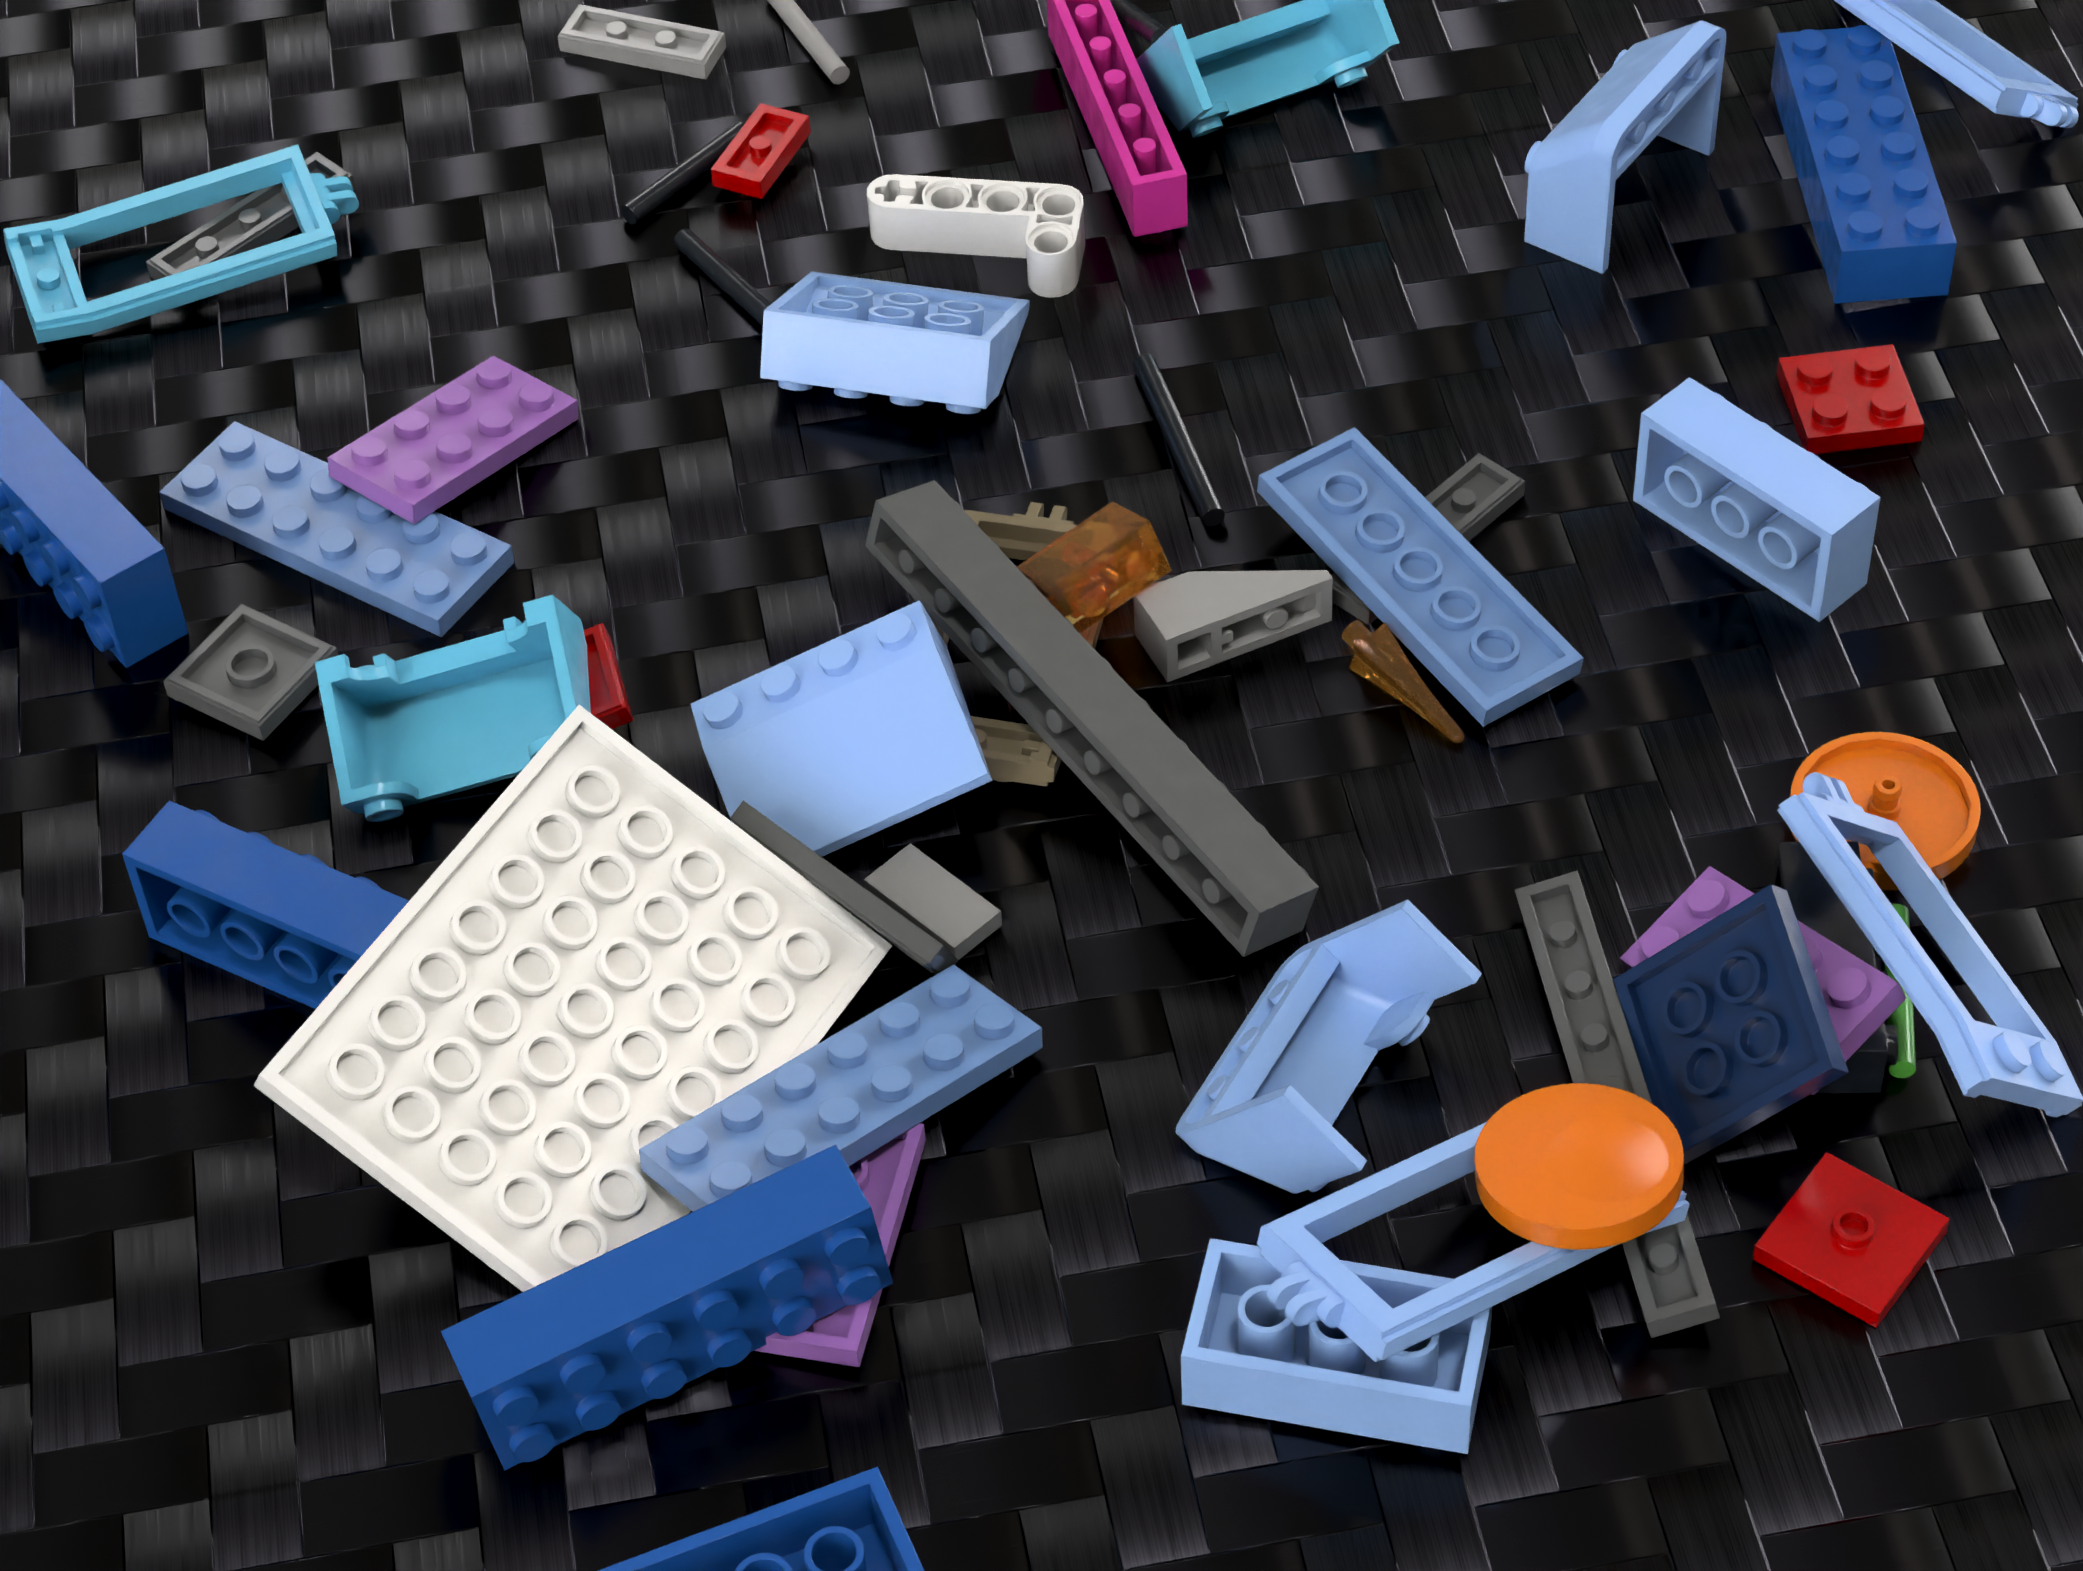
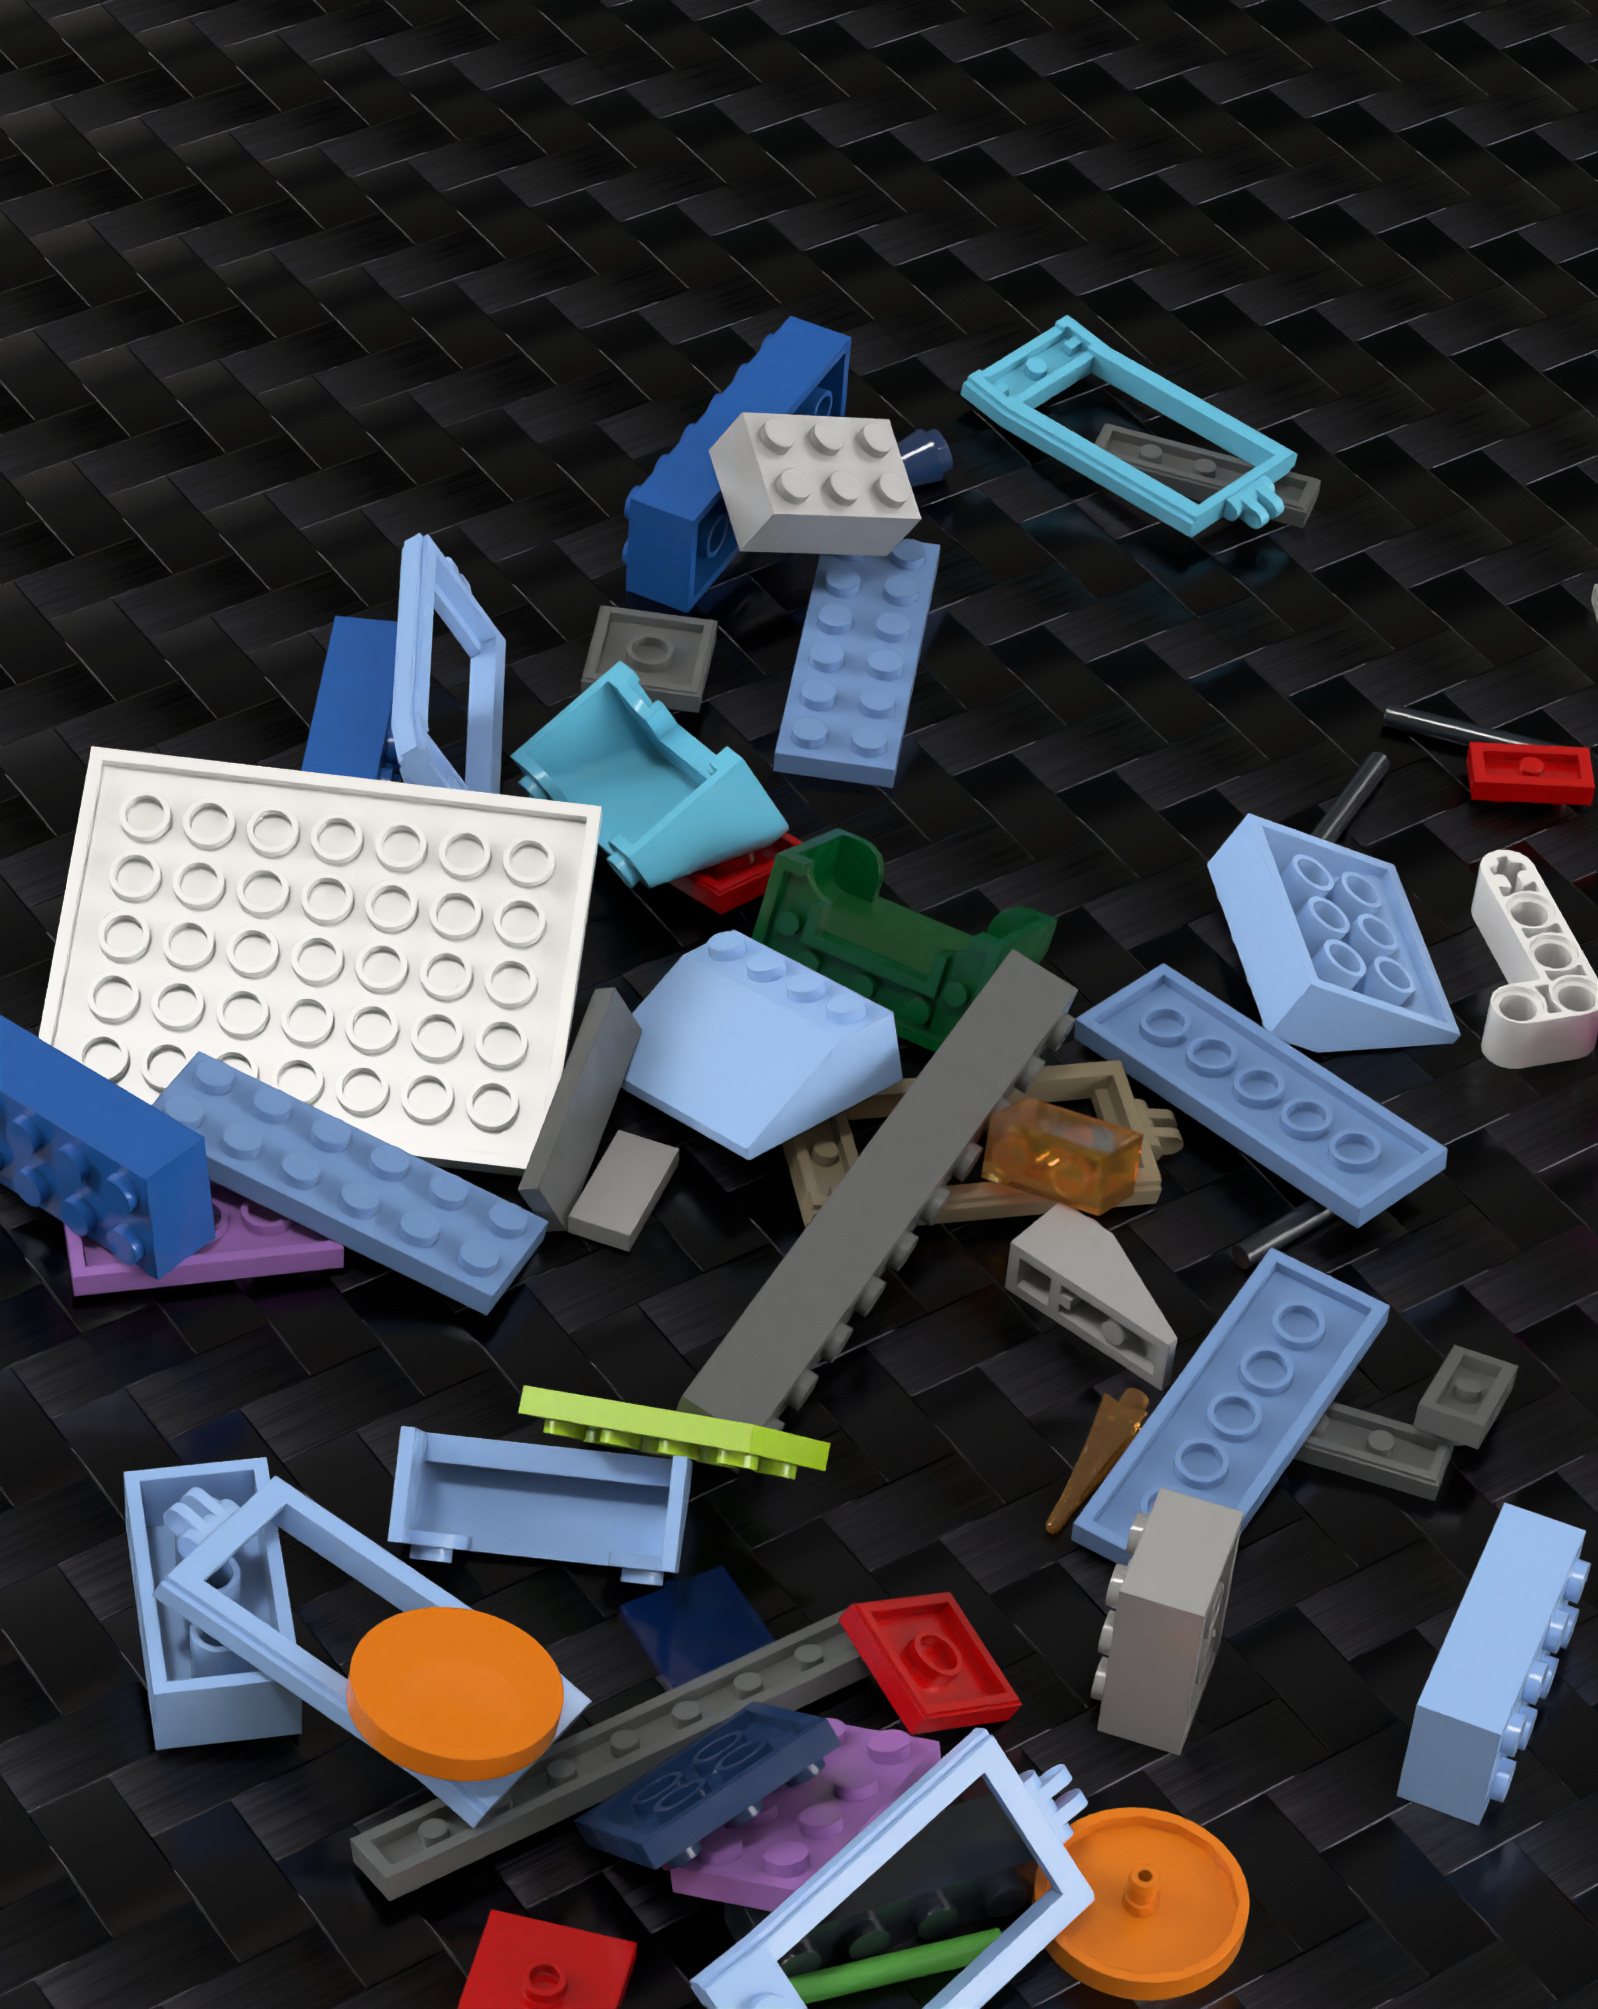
camera: 60 degrees right, 5 degrees down
(109, 403) = (925, 456): none -> dark blue cone
(169, 448) = (814, 484): none -> light grey brick
(365, 845) = (435, 583): none -> light blue animal
(452, 439) = (1000, 686): medium lavender plate -> none
(801, 590) = (830, 918): none -> dark green windscreen
(1062, 429) = (1261, 1095): none -> medium blue plate
(1331, 907) = (673, 1433): none -> lime plate
(1451, 426) = (1465, 1397): none -> dark grey plate
(1489, 1017) = (695, 1626): none -> clear blue piece
(1609, 849) = (930, 1662): none -> red plate
(1663, 664) = (1165, 1619): none -> light grey brick

